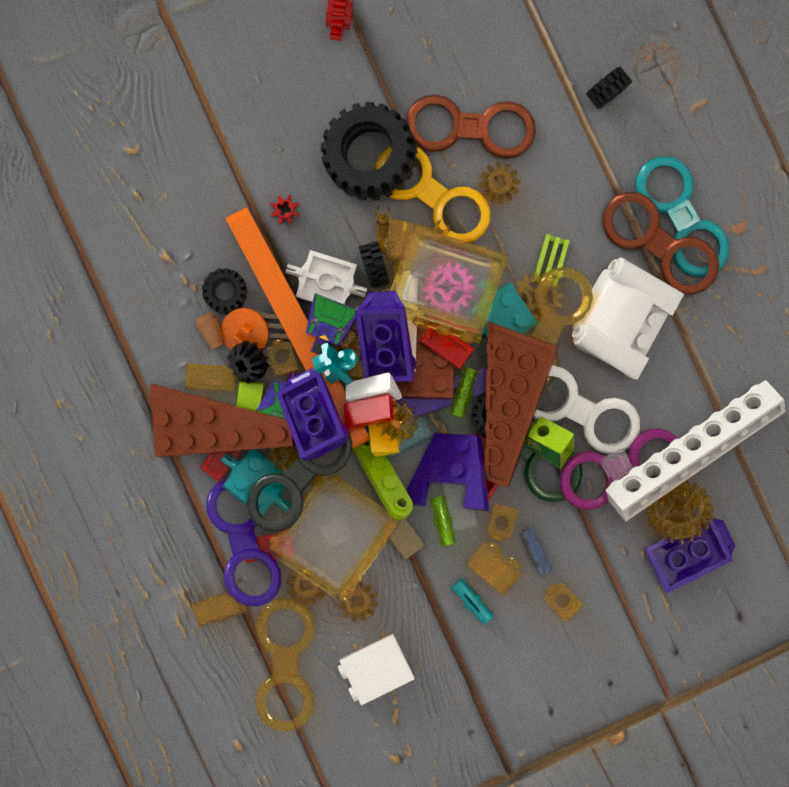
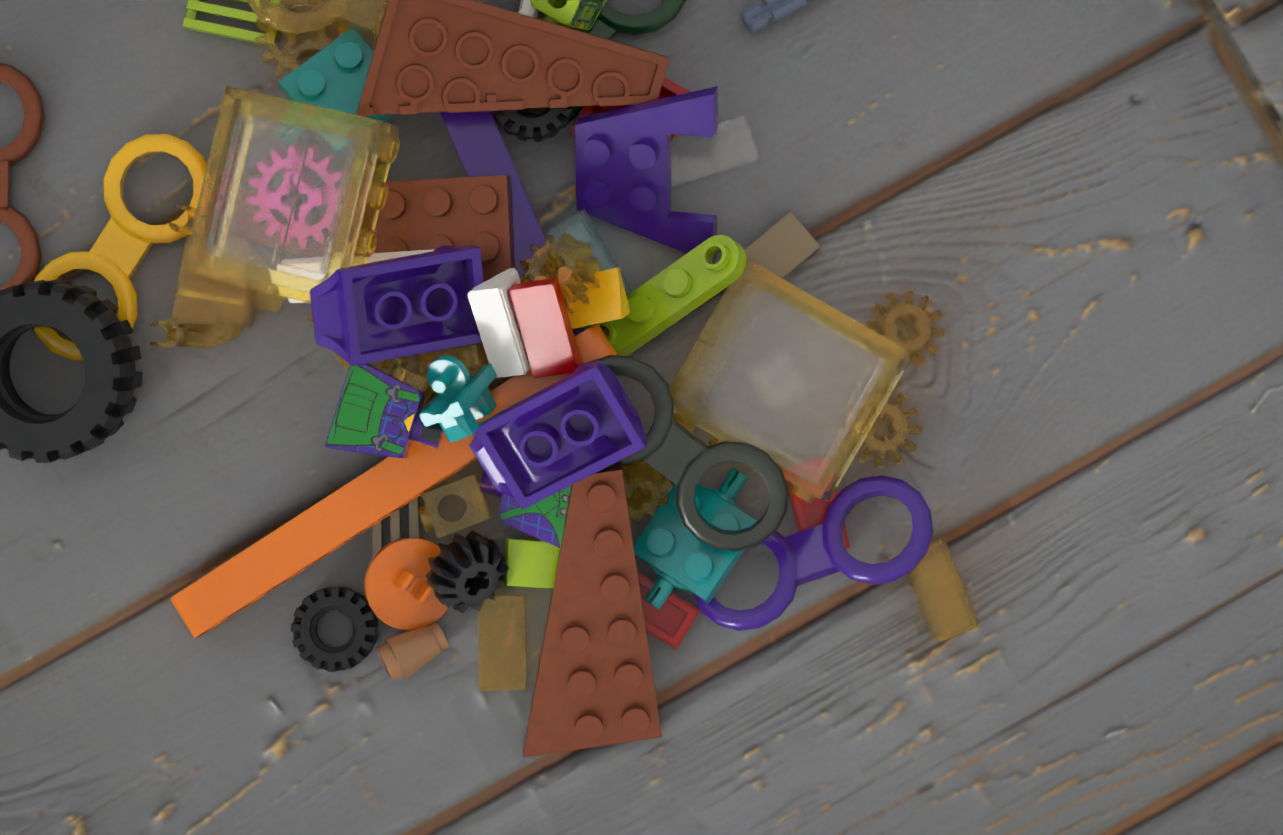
camera: 90 degrees left, 0 degrees up
(285, 665) = (1036, 458): clear yellow bar -> none
(288, 216) = (161, 533): red gear -> none
(326, 277) = (293, 435): white plate -> none
(374, 264) = (264, 345): black tyre -> none
(375, 669) = (1031, 284): white brick -> none
(443, 520) = (741, 180): clear neon green pin -> none
(448, 347) = (411, 191): red tile -> none
(463, 392) = (495, 155): clear neon green pin -> none
(472, 601) = (889, 113): teal pin -> none
(493, 567) = (821, 77): clear yellow brick -> none
(496, 174) = (88, 105): clear yellow gear -> none
(509, 513) = (721, 52): clear yellow brick -> none

